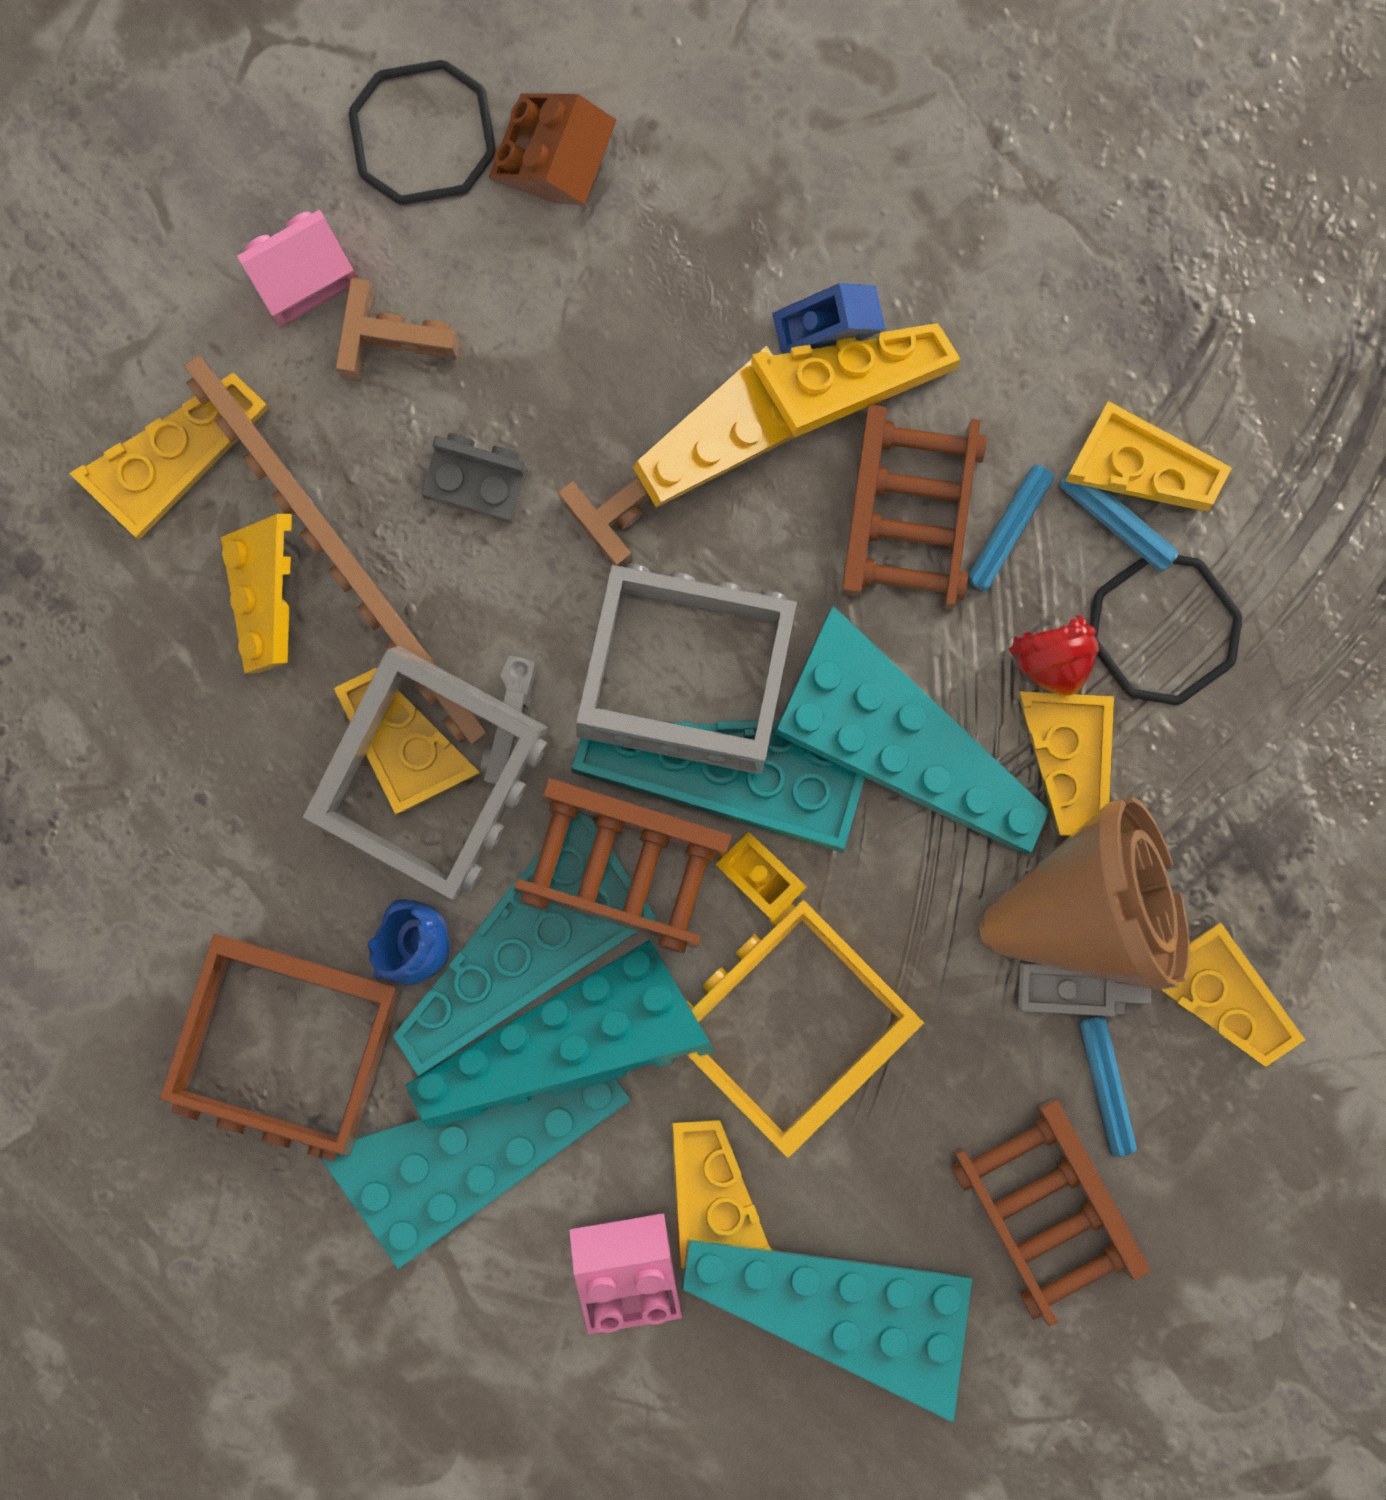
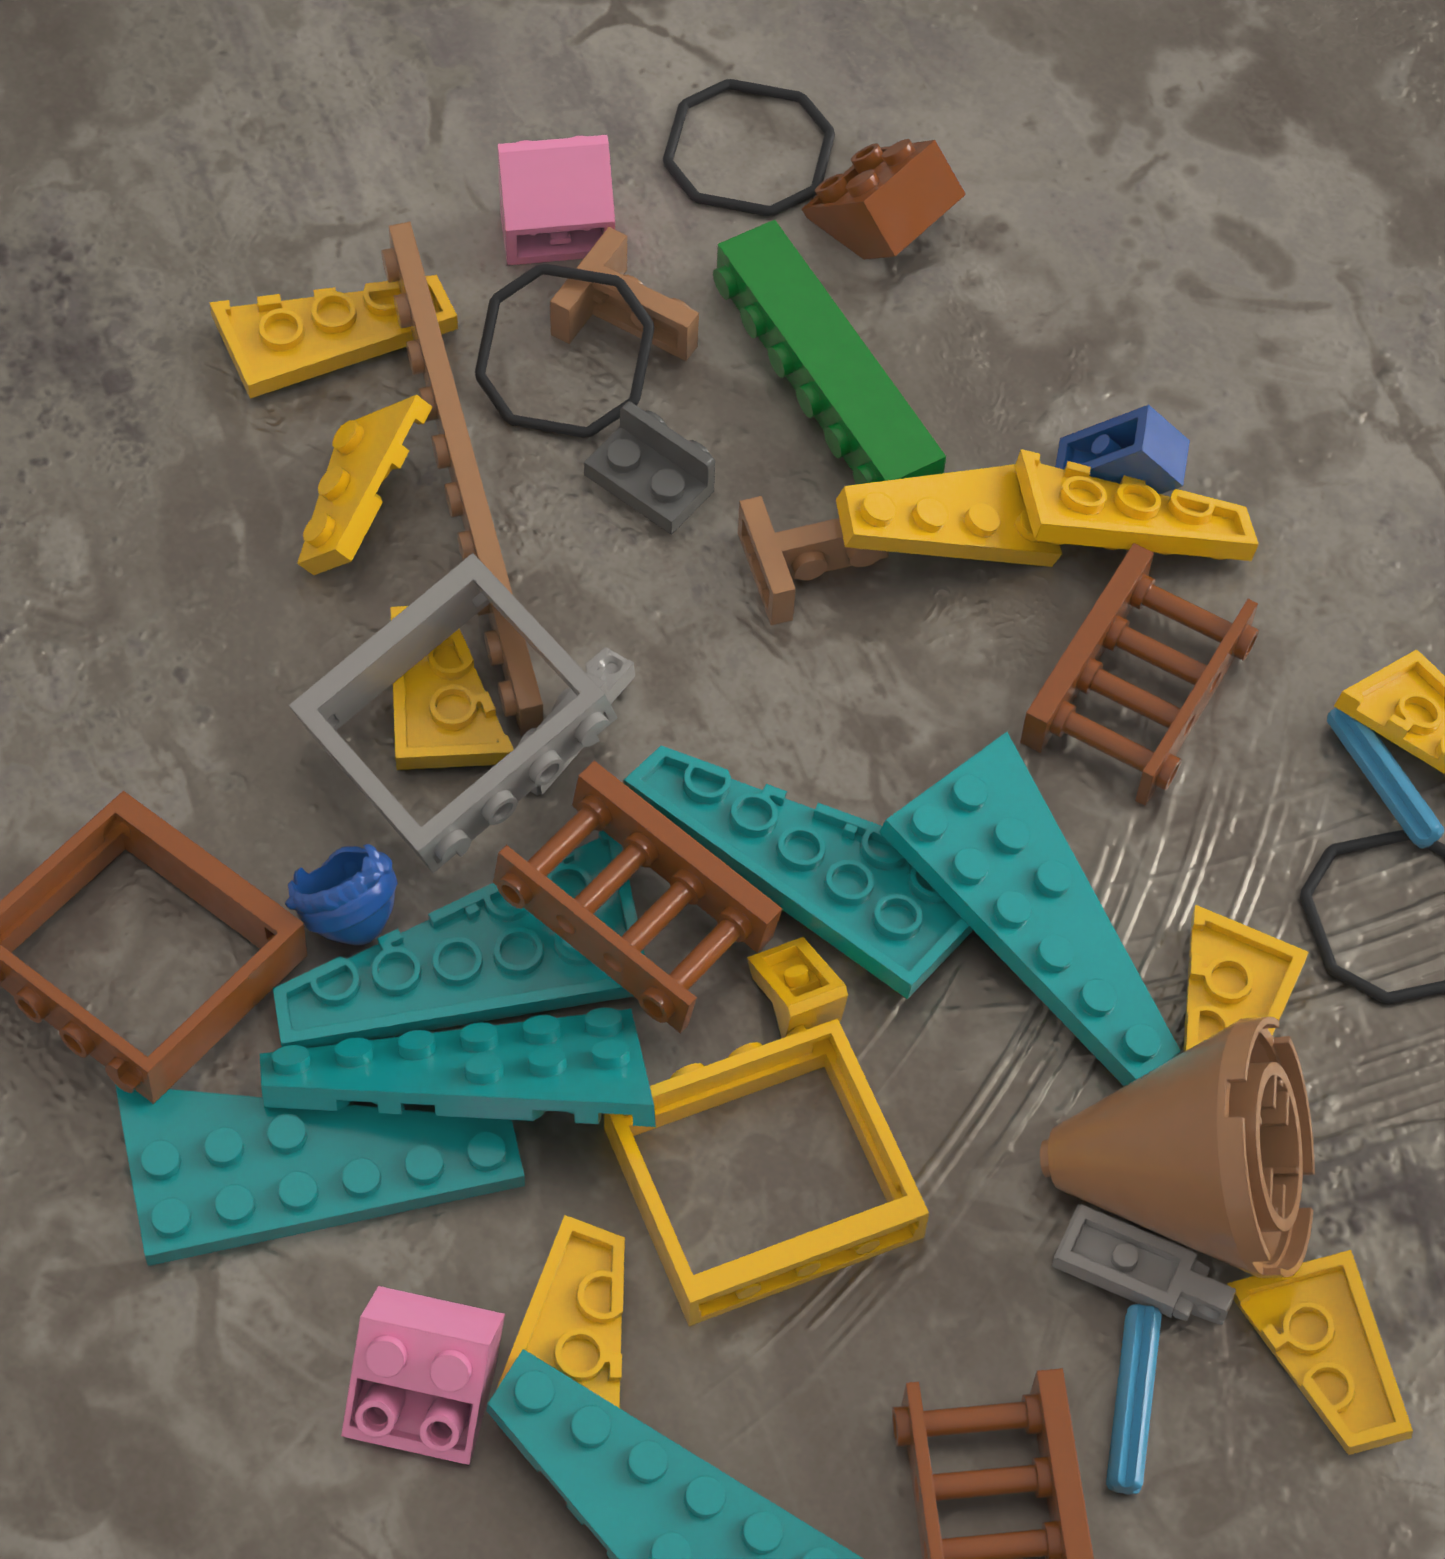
camera: 15 degrees right, 25 degrees down
(349, 337) = (576, 274): none -> black piece
(571, 327) = (823, 358): none -> green brick
(671, 738) = (769, 790): light grey window -> none
(1010, 527) = (1249, 740): dark azure axle -> none
(1059, 657) = (1256, 871): red hair -> none

